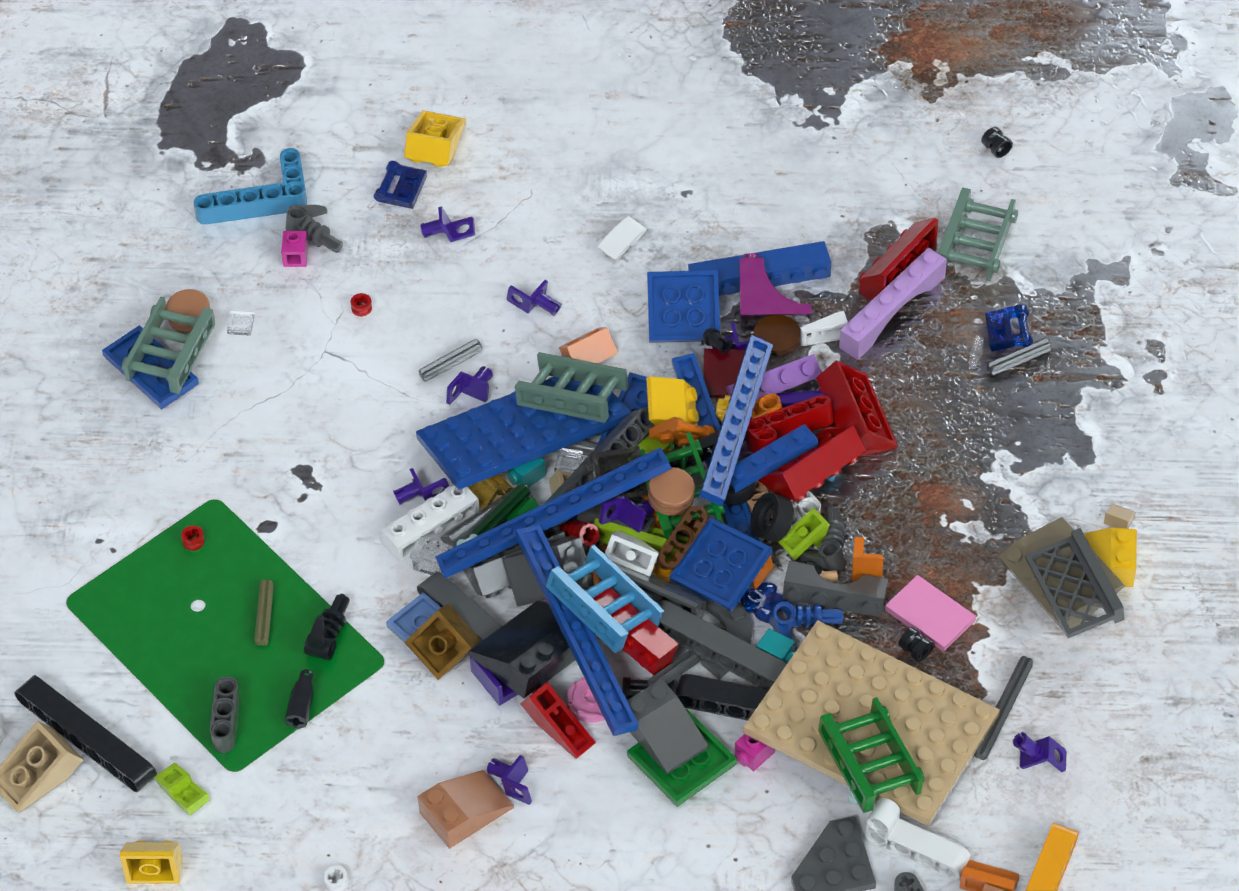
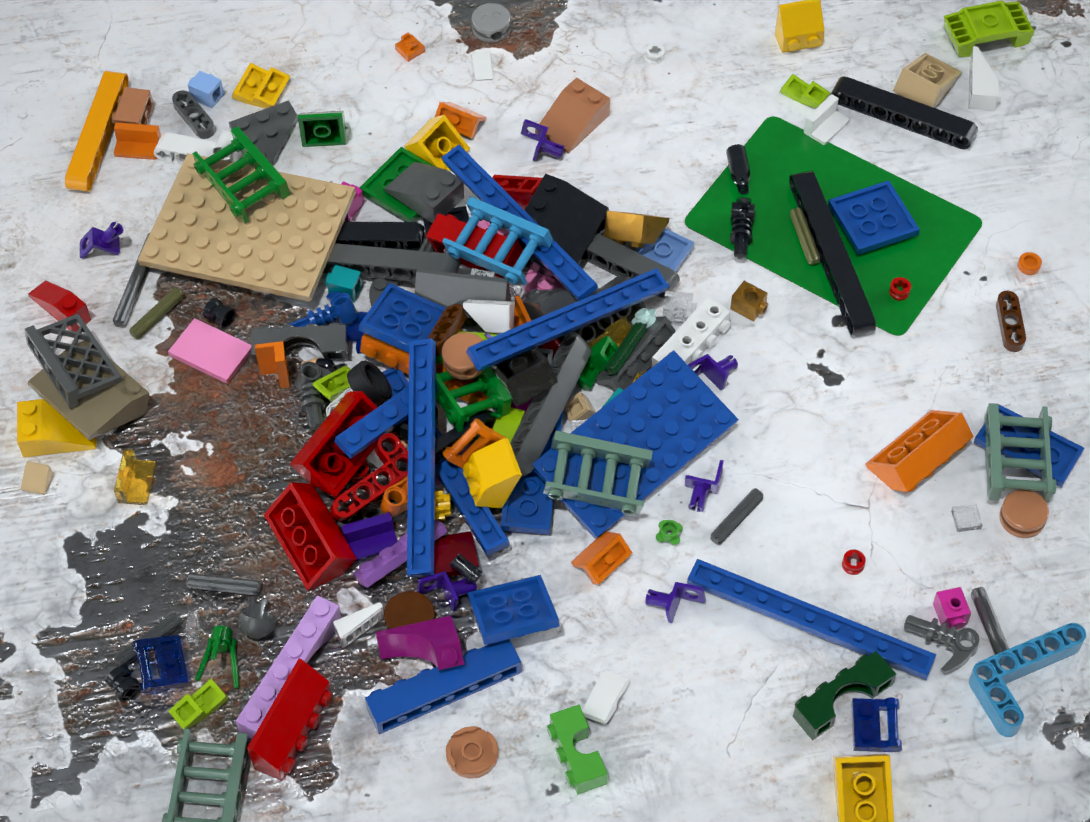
camera: 165 degrees right, 5 degrees up
(44, 542) = (1029, 263): none -> orange tile
(100, 495) = (1007, 329): none -> reddish brown beam
(177, 743) = (825, 121): none -> white panel
(182, 615) = (873, 217): none -> blue plate
(225, 724) = (796, 143): dark grey beam -> none
(245, 587) = (833, 254): none -> black beam
(255, 380) = (920, 450): none -> orange slope
(265, 239) = (989, 620): none -> dark grey axle
(354, 550) = (749, 301): none -> pearl gold brick
(394, 213) = (868, 676): none -> dark green arch
(422, 266) = (811, 618): none -> blue plate
(445, 226) = (799, 672): dark purple bracket -> none
(518, 357) = (672, 526): none -> bright green plate
(596, 834) = (462, 119): none -> orange panel
(636, 797) = (435, 140): none -> yellow slope
(657, 192) = (584, 770): none -> bright green arch
(747, 226) = (472, 752): none -> nougat tile
(764, 840) = (322, 128): none -> green slope
(916, 347) = (255, 620): none -> dark grey piece
(944, 389) = (223, 584): none -> dark grey axle
(952, 341) = (219, 642): none -> green plant
(979, 299) = (200, 705): none -> lime slope
(984, 664) = (156, 313): none -> olive axle
(1020, 497) = (134, 479): none -> clear yellow panel
(1045, 323) = (123, 683): none -> black wheel
(1090, 689) = (60, 303): none -> red slope

